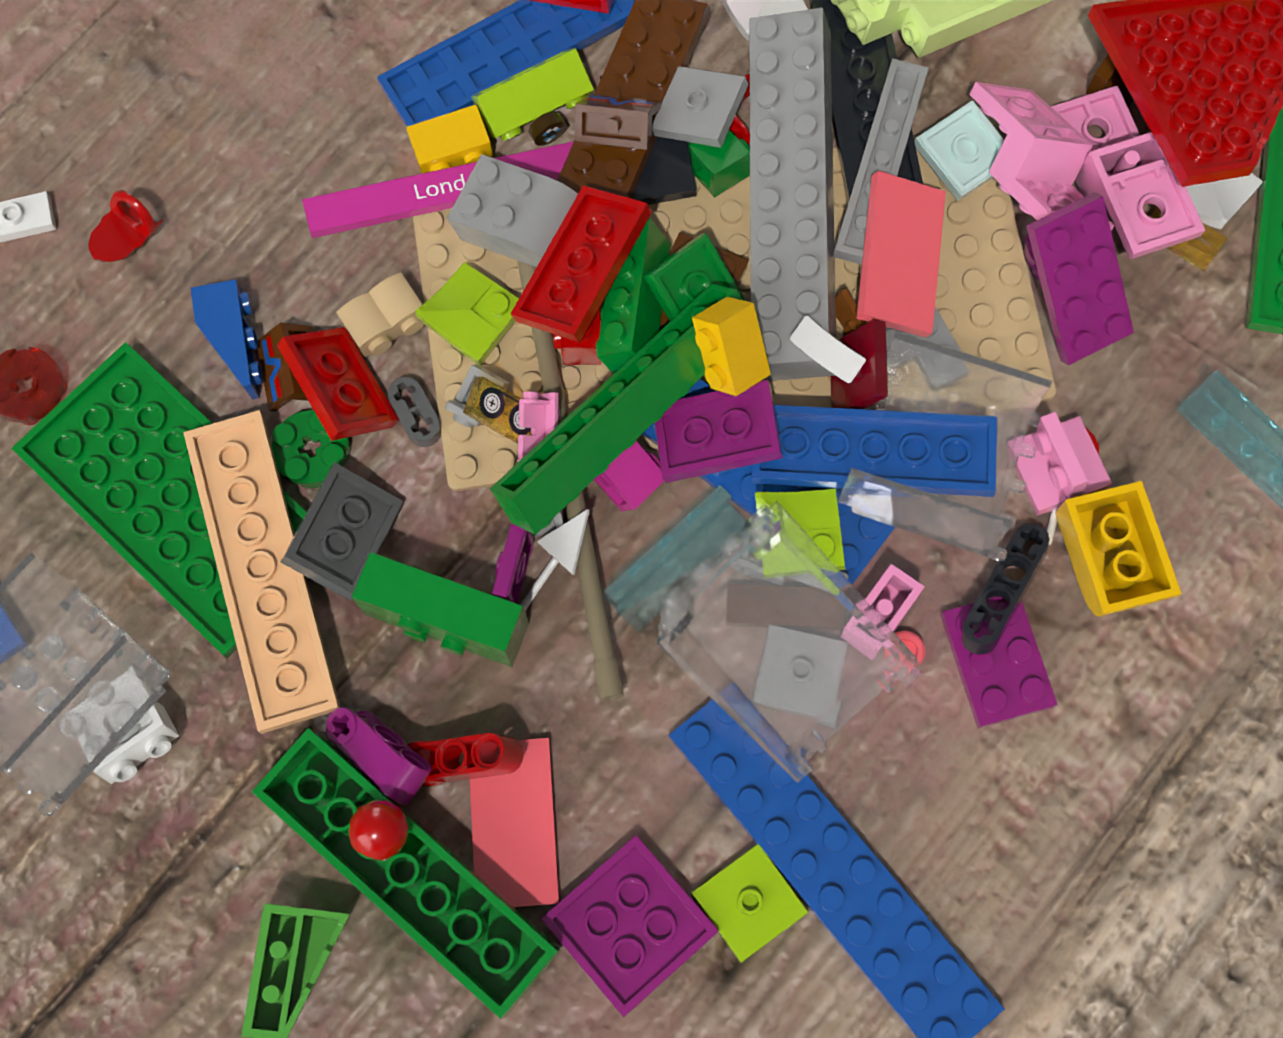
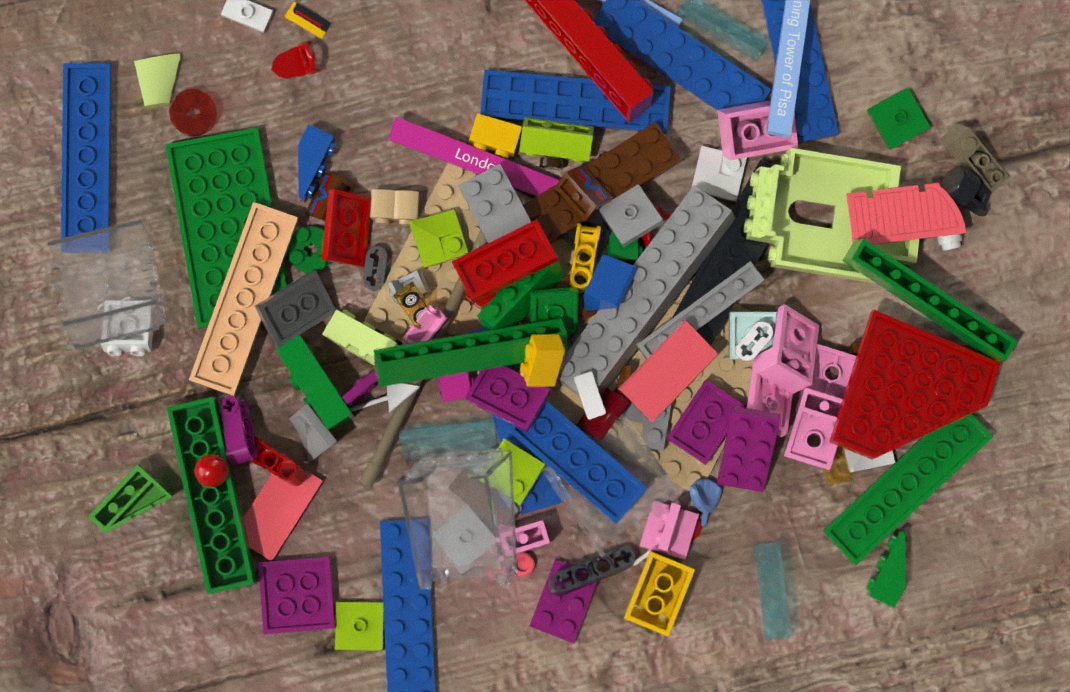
camera: 30 degrees right, 10 degrees up
(103, 175) = (307, 20): none -> sticker
(453, 512) = (355, 336): none -> yellowish green wedge
(485, 678) = (312, 432): none -> light grey plate
(669, 179) = (585, 242): none -> yellow piece
(739, 202) = (608, 284): none -> blue slope
(982, 150) = (758, 344): none -> white beam
(994, 294) = (704, 422): none -> magenta plate
(1071, 390) = (705, 497): none -> medium blue piece

